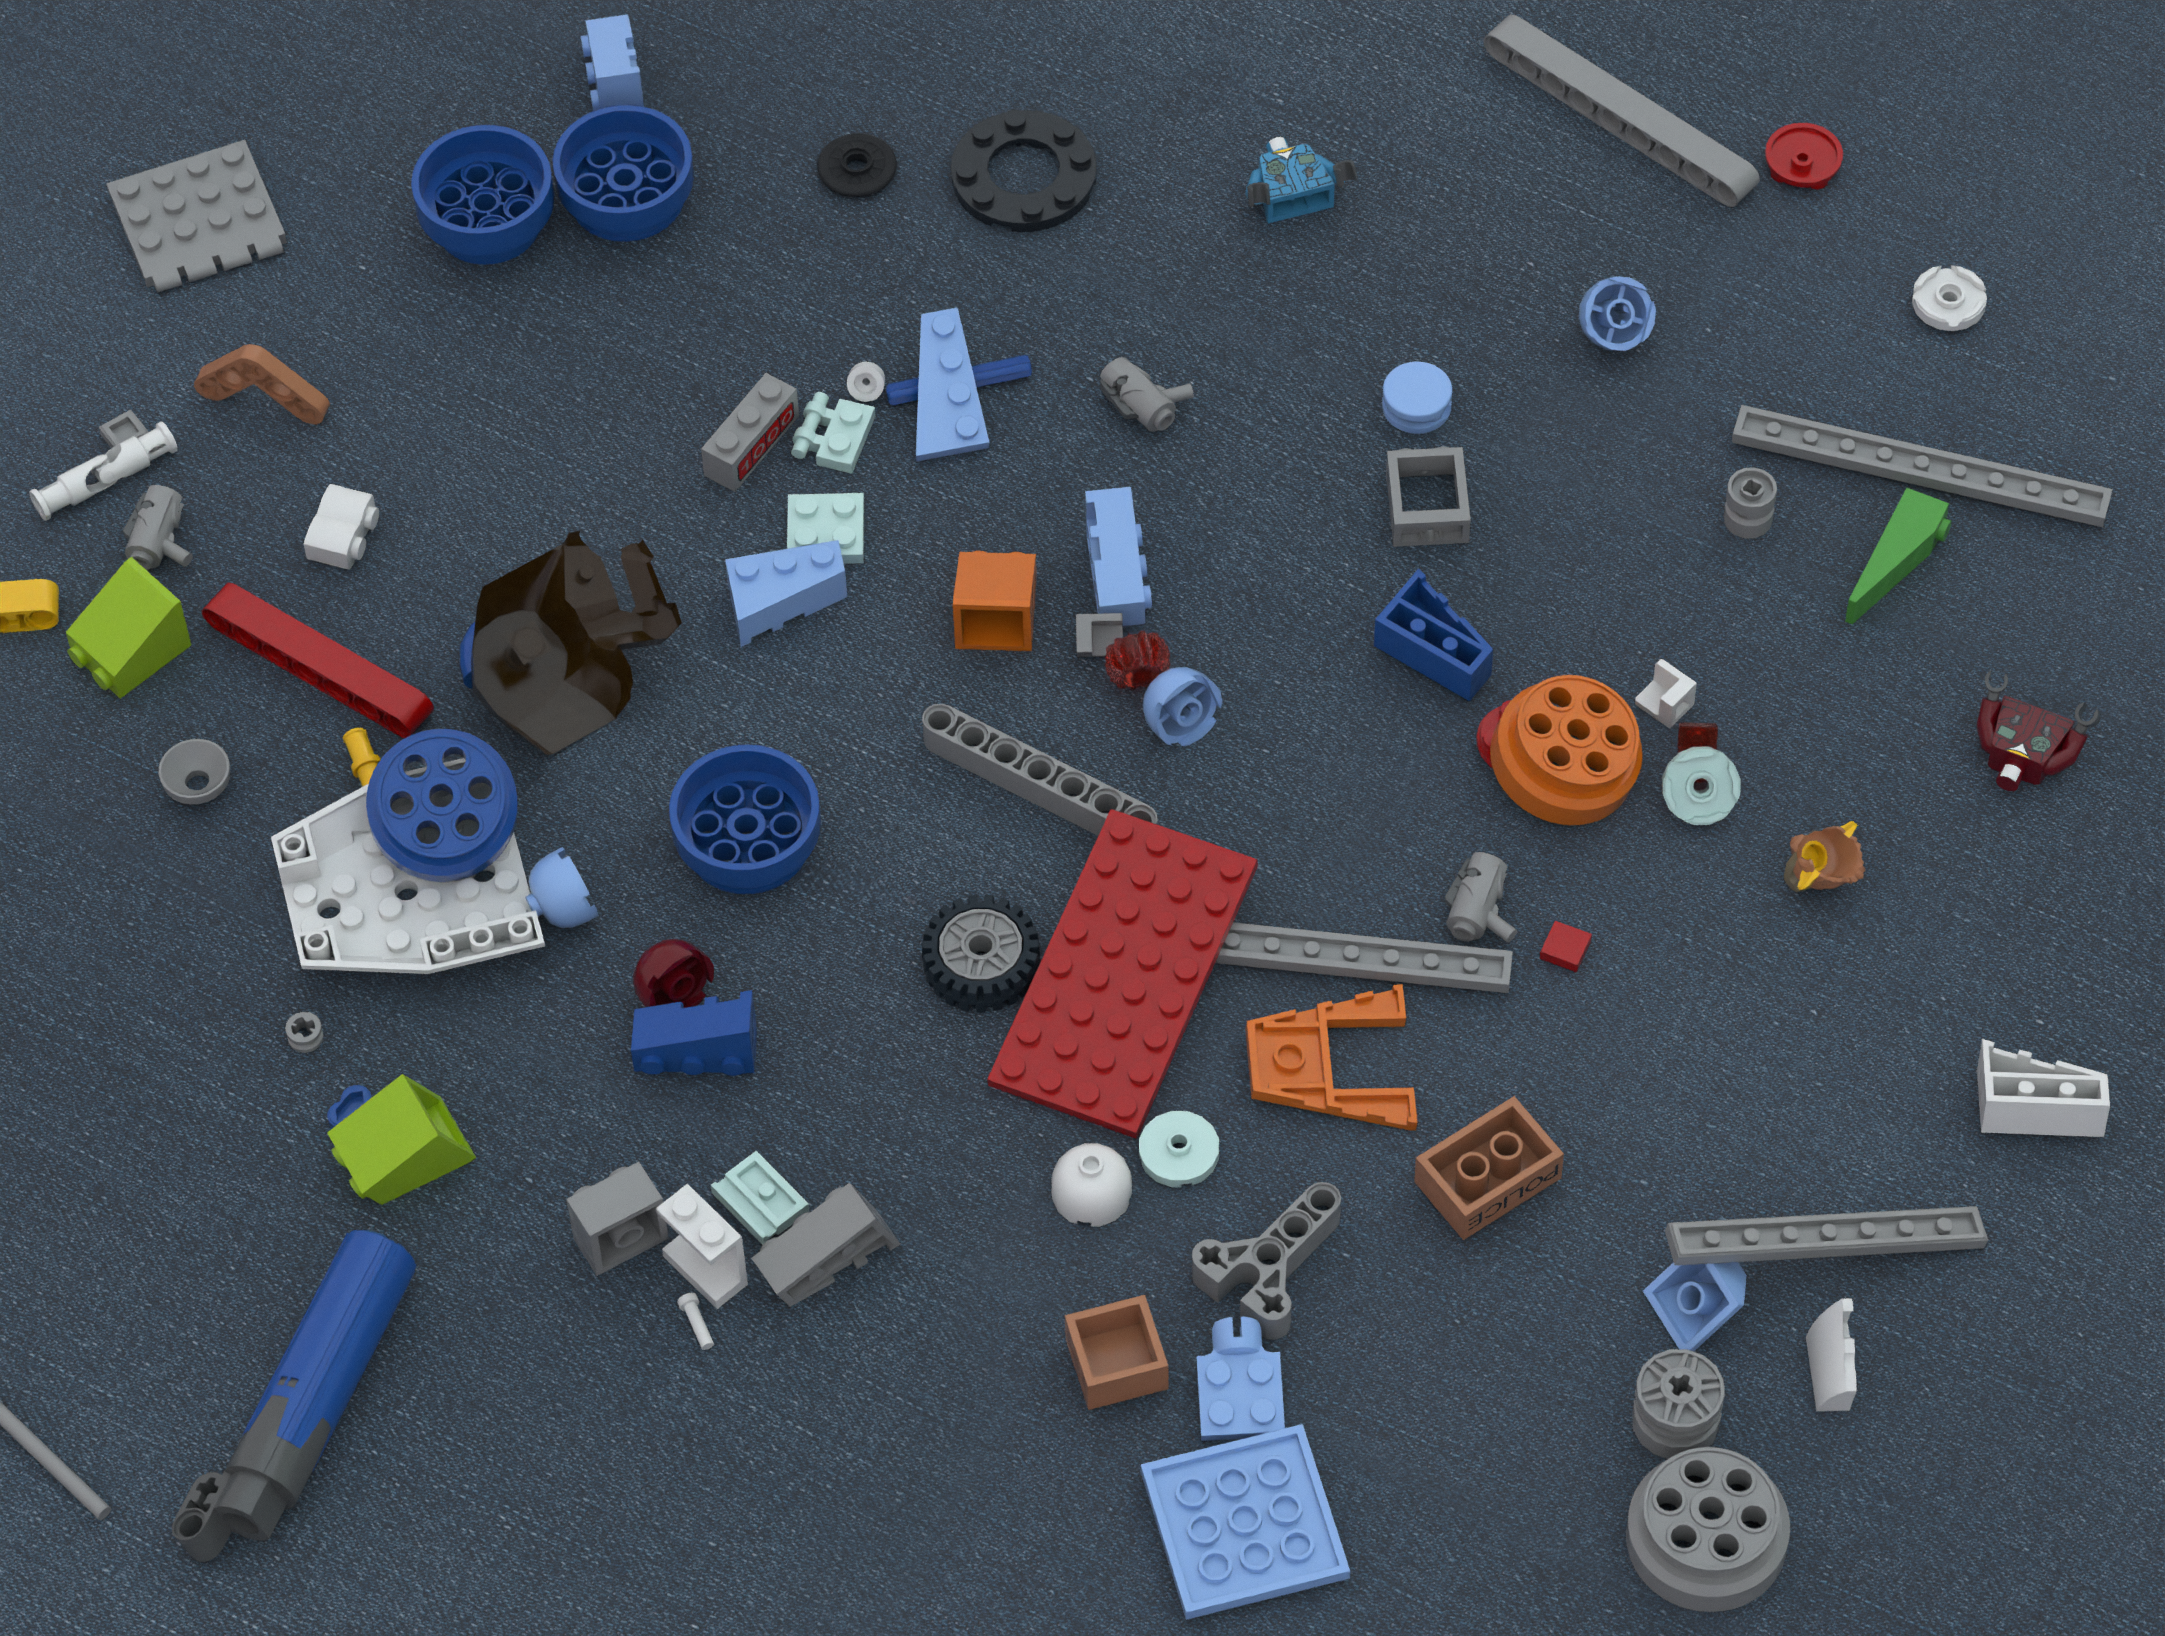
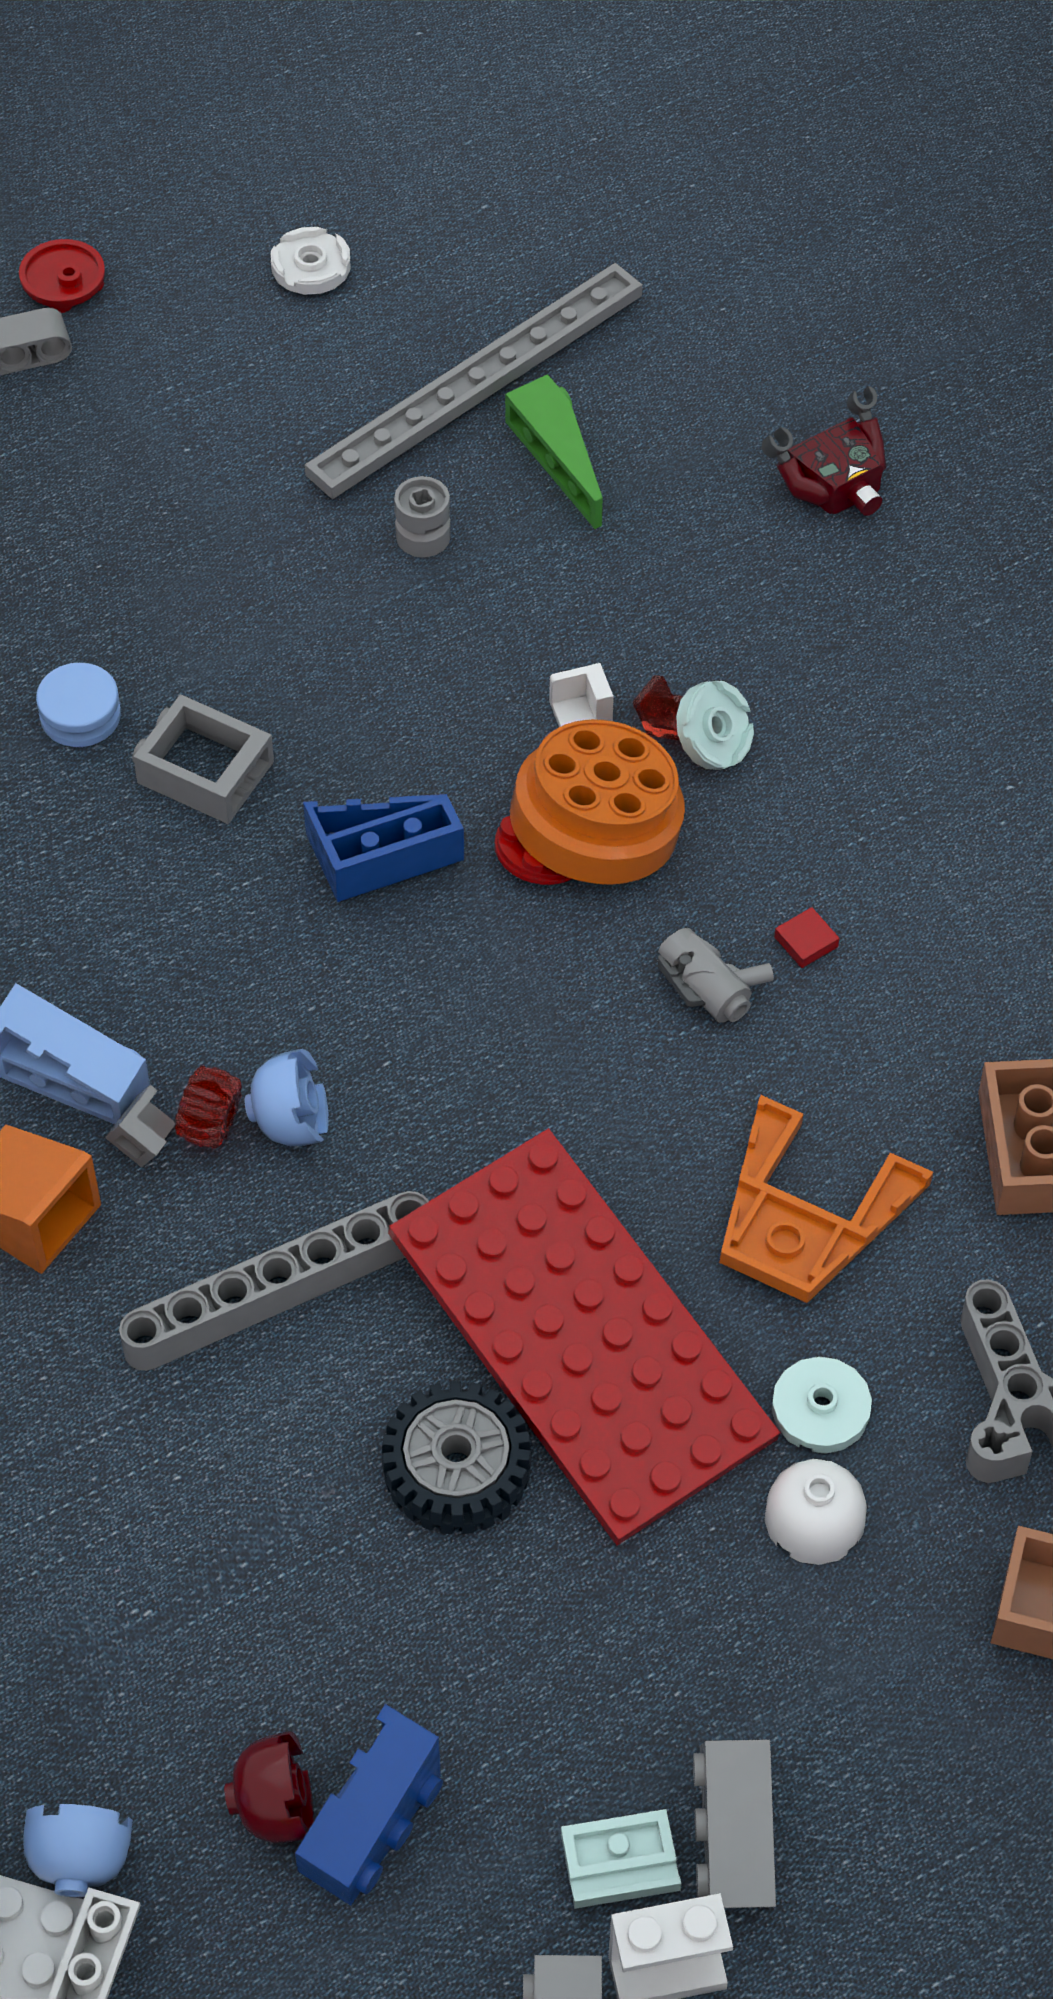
camera: 60 degrees left, 0 degrees up
(749, 779) = (139, 1532): blue wheel -> none
(1367, 957) = (712, 1103): light grey plate -> none
(1617, 313) = (128, 494): light blue cylinder -> none
(1824, 859) = (866, 678): nougat hair -> none

